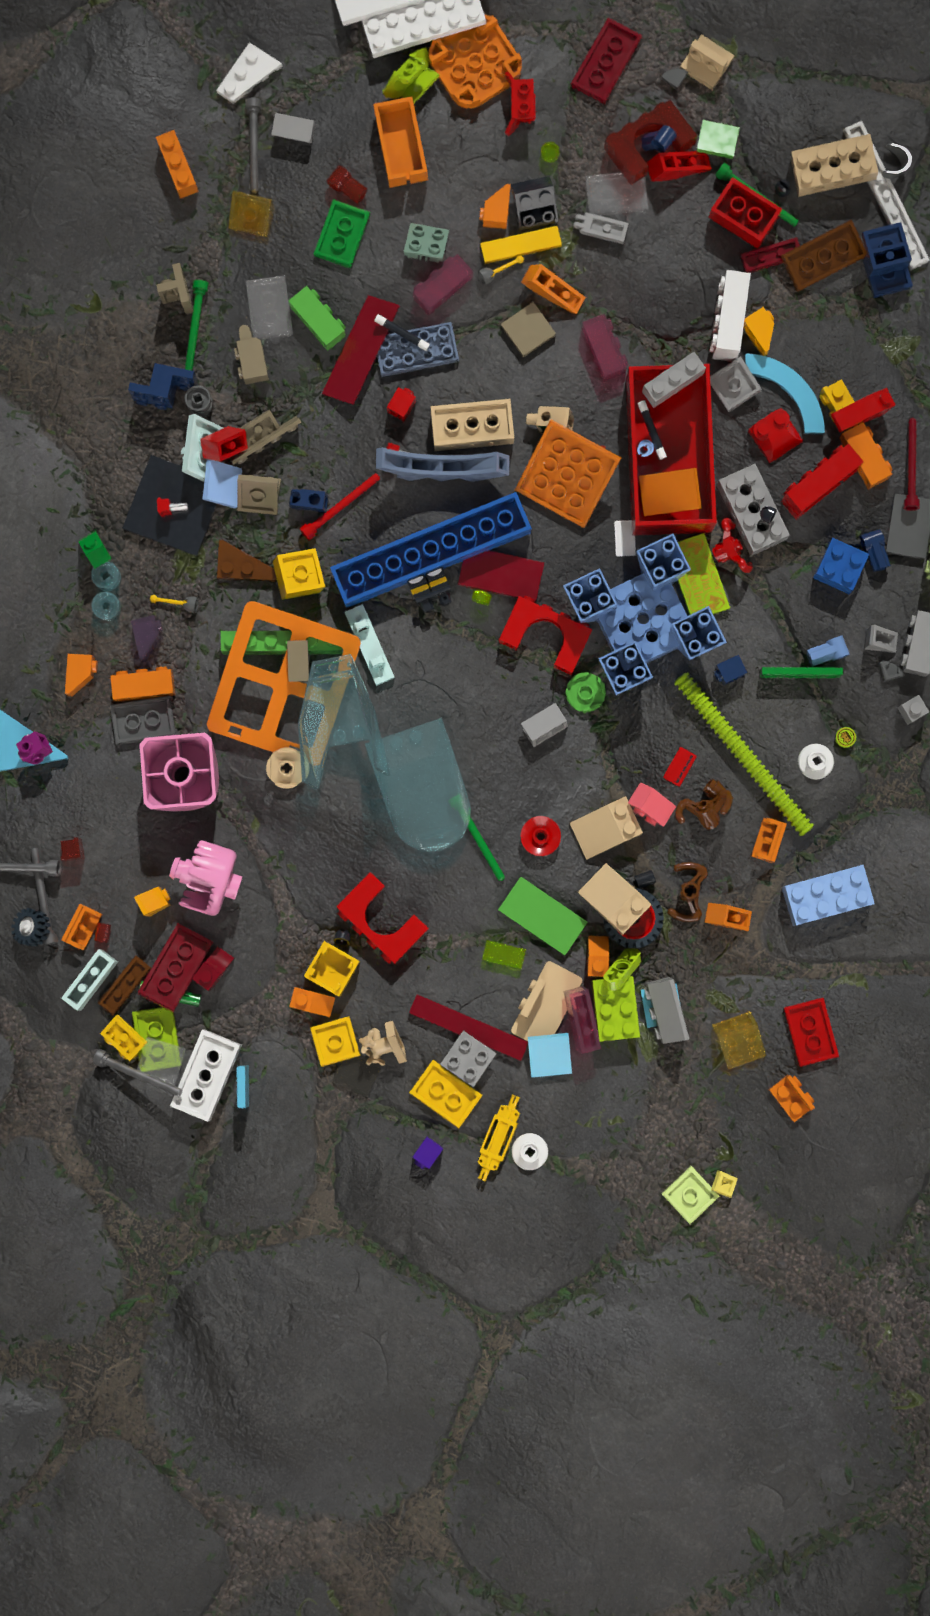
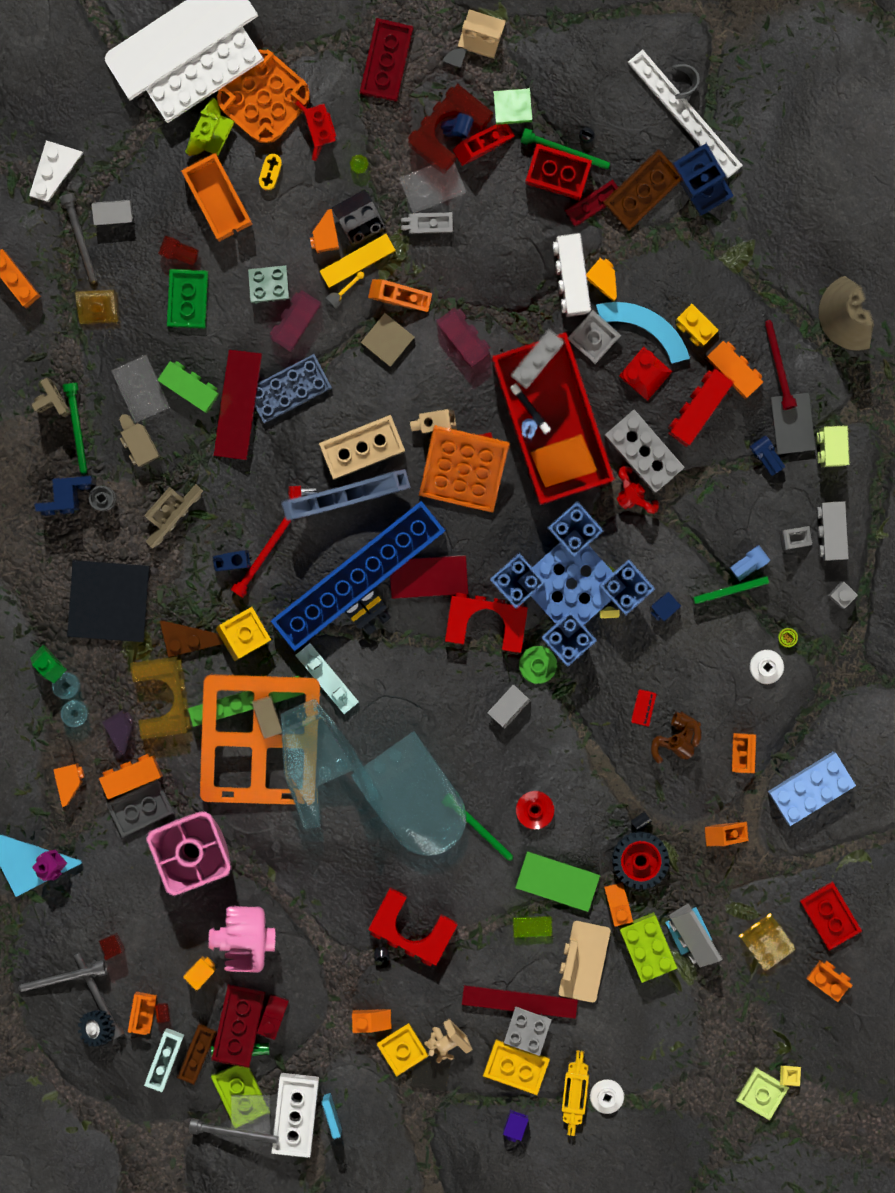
camera: 20 degrees left, 5 degrees up
(123, 1038) = (211, 1103): yellow bracket -> none
(165, 507) = (103, 606): red piece -> none
(189, 604) = (150, 689): hinge -> none
(193, 459) = (119, 544): light aqua plate -> none
(202, 642) = (175, 720): none -> clear yellow arch
(221, 483) = (147, 570): light blue tile -> none
(224, 443) = (138, 533): red brick -> none
(258, 494) = (183, 568): dark tan bracket -> none
(278, 775) = (278, 823): tan plate -> none
(332, 968) = (380, 985): yellow container -> none
(401, 403) = (290, 444): red brick -> none
(402, 332) = (271, 379): black bar -> none
(463, 138) = (274, 173): none -> yellow beam
(481, 597) = (417, 605): clear neon green tile -> none
(549, 1055) = (600, 1006): medium azure tile -> none
(582, 1020) = (620, 967): clear pink brick -> none
(606, 828) = (592, 785): tan slope -> none
(614, 898) = (618, 850): tan slope -> none
(622, 975) = (645, 918): lime beam -> none
(624, 539) = (533, 512): white sticker -> none
(651, 804) = (628, 753): coral brick -> none
(672, 660) = (609, 612): none -> light yellow tile
(701, 874) = (690, 825): reddish brown piece -> none
(702, 584) = (619, 537): lime tile -> none
(744, 754) = (698, 680): lime piece -> none
(768, 513) = (659, 455): black hinge -> none
(840, 154) = (630, 88): tan brick -> none
(841, 566) = (739, 480): blue brick -> none
(863, 410) = (720, 329): red slope -> none
(890, 671) = (812, 564): dark grey tile -> none

